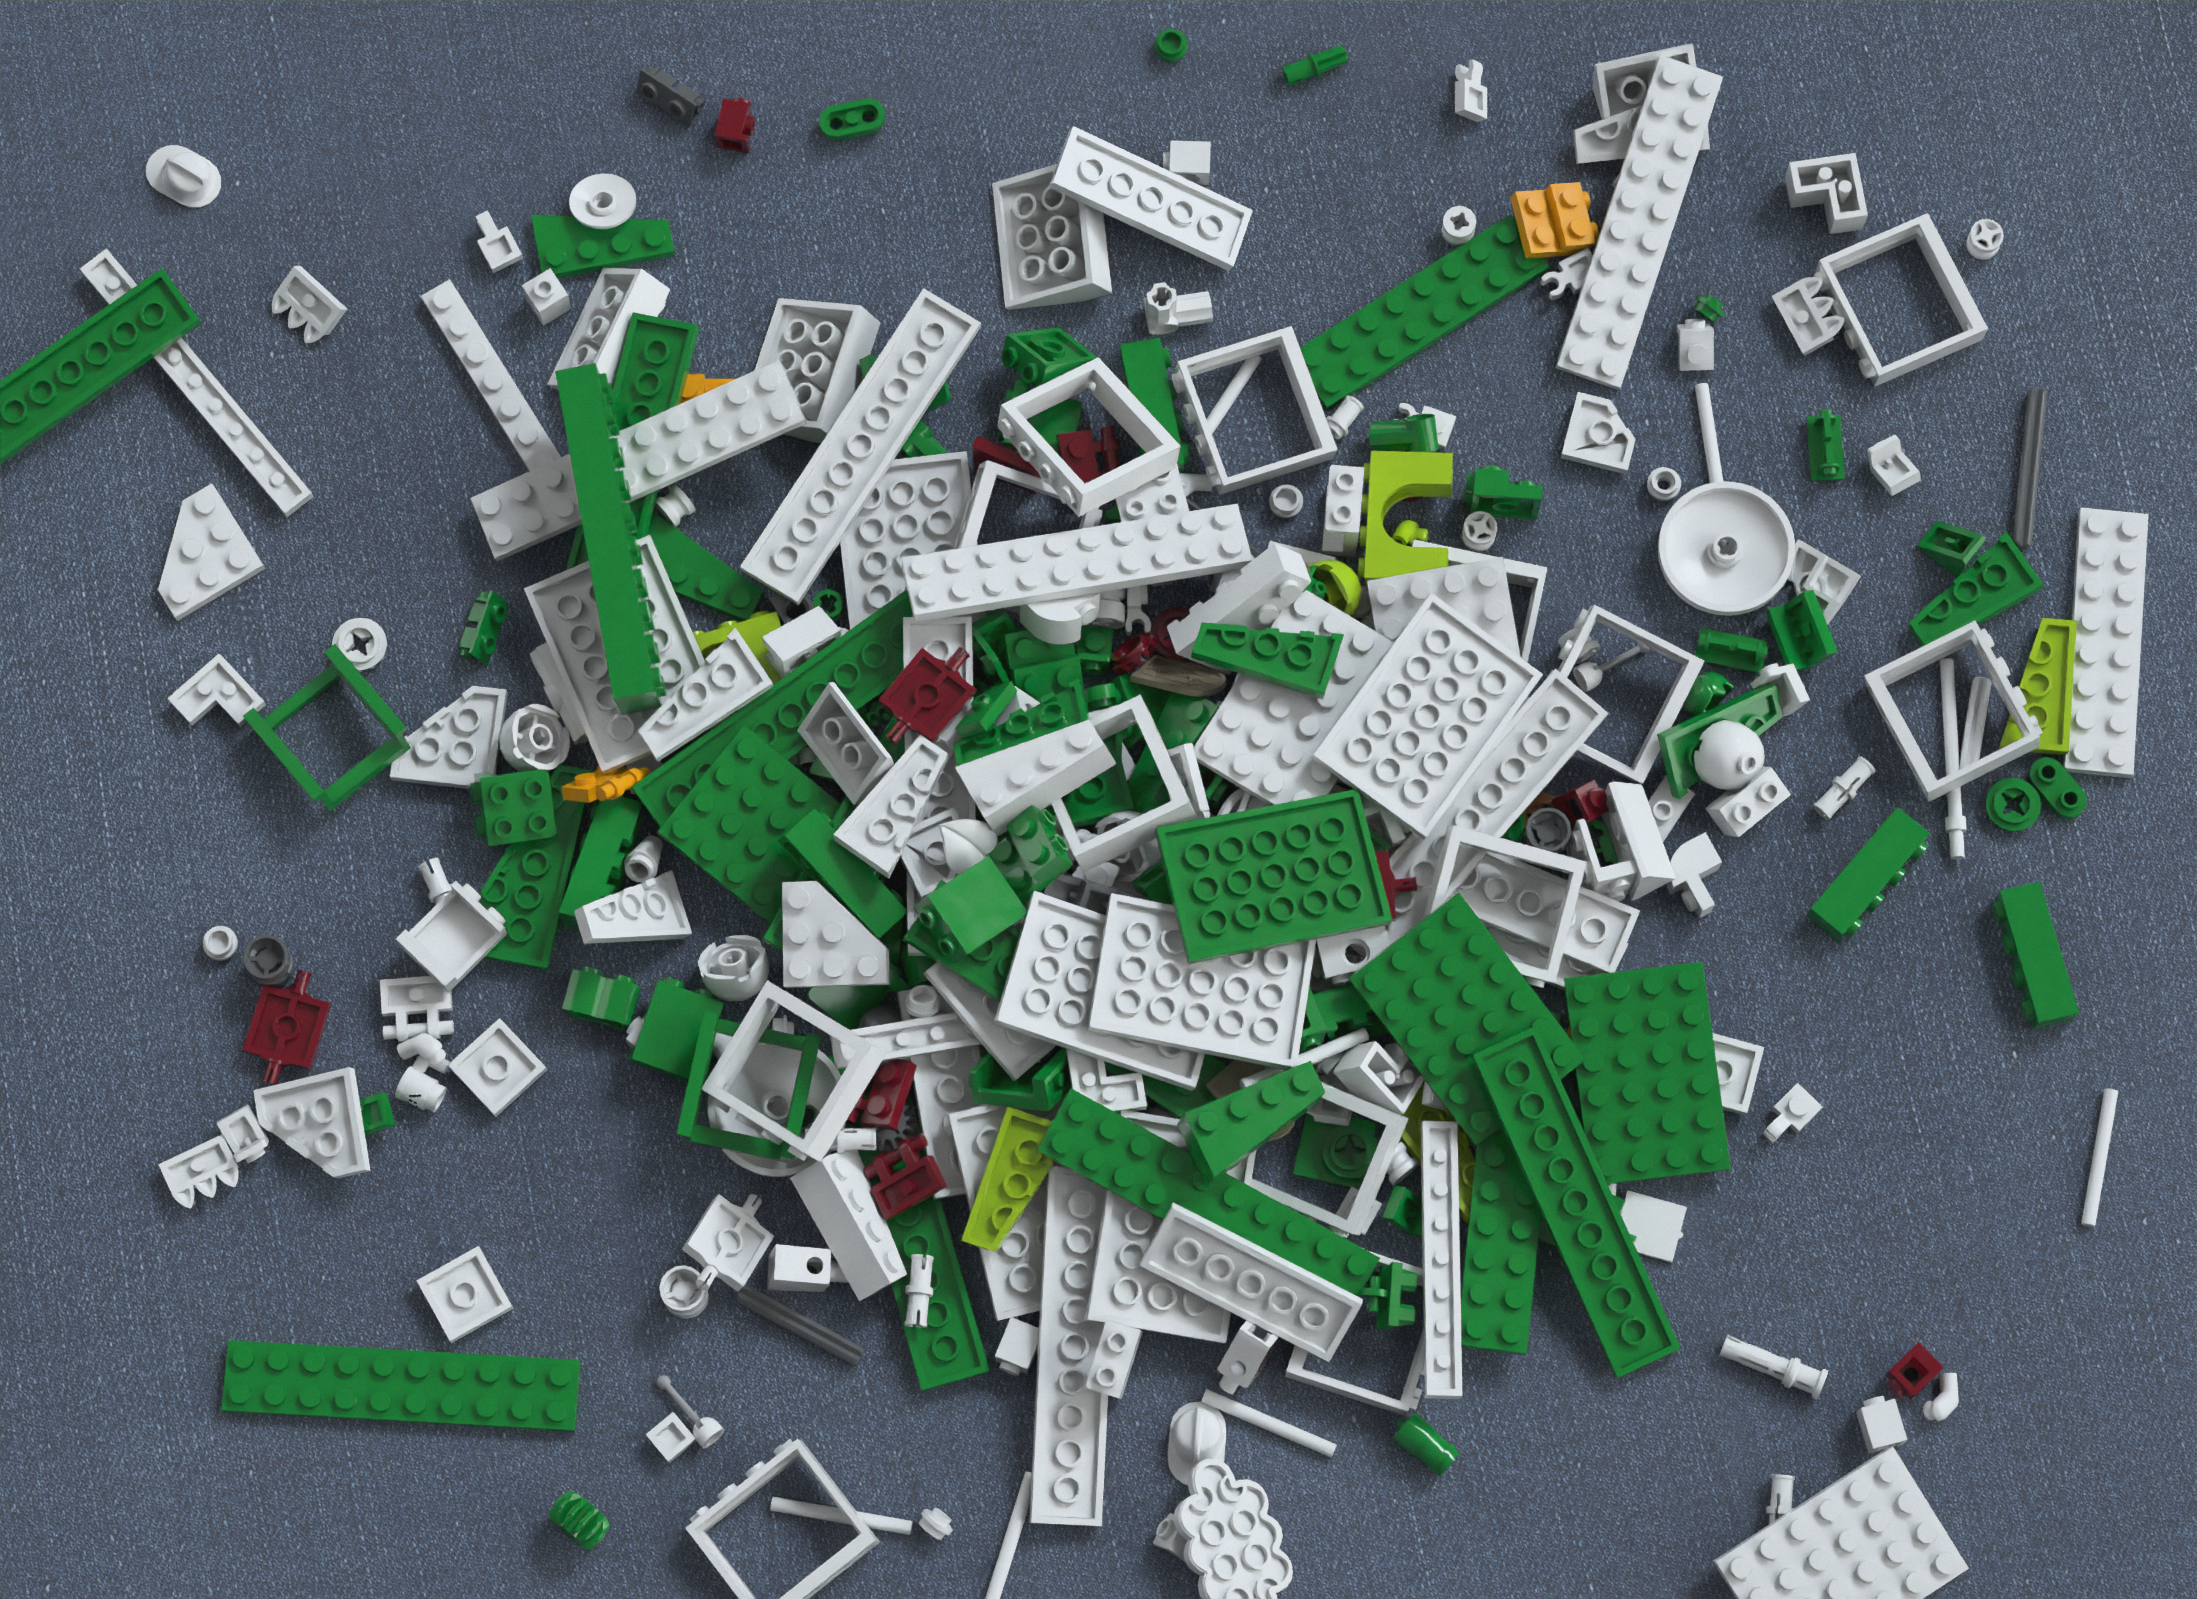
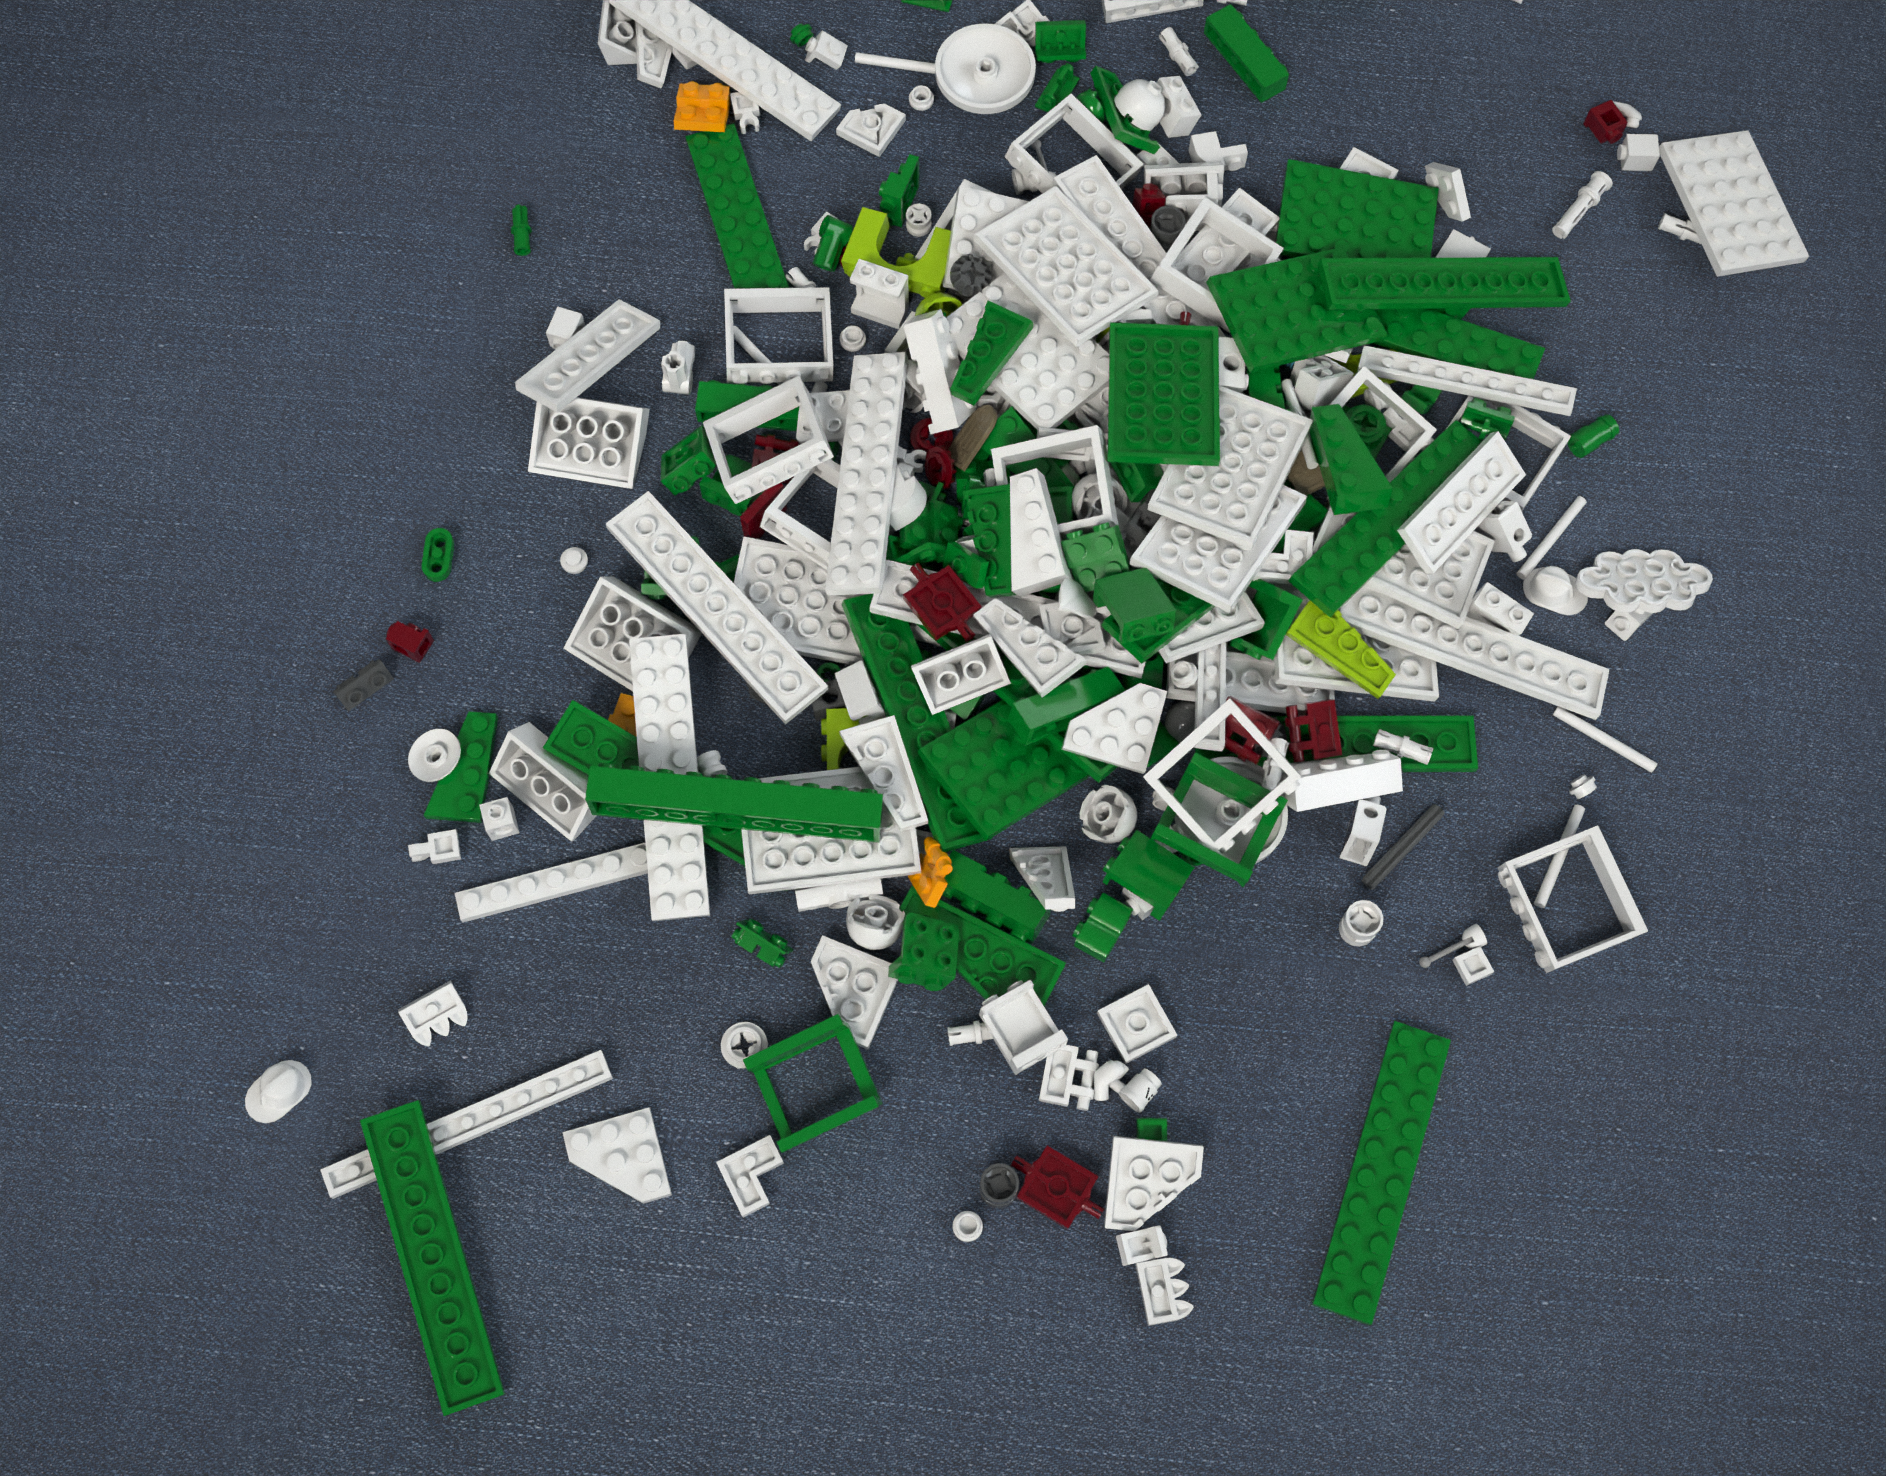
camera: 75 degrees left, 5 degrees down
(464, 1294) = (1319, 1098): white plate -> none
(579, 1520) = (1530, 1051): green gear -> none
(644, 859) = (999, 862): white cone -> none
(701, 575) = (782, 755): green wing -> none
(728, 1242) = (1330, 878): white plate -> none
(891, 272) = (574, 560): none -> white plate
(1017, 1347) = (1459, 691): white brick -> none
(1171, 45) = (466, 319): green plate -> none
(1388, 592) = (962, 282): none -> dark grey gear
(1456, 233) = (682, 177): white wheel -> none
(1469, 93) = (588, 137): white plate -> none
(1732, 1178) = (1451, 189): none -> white plate
(1788, 683) = (1102, 58): white bracket -> none
(1793, 1111) = (1402, 145): white plate -> none

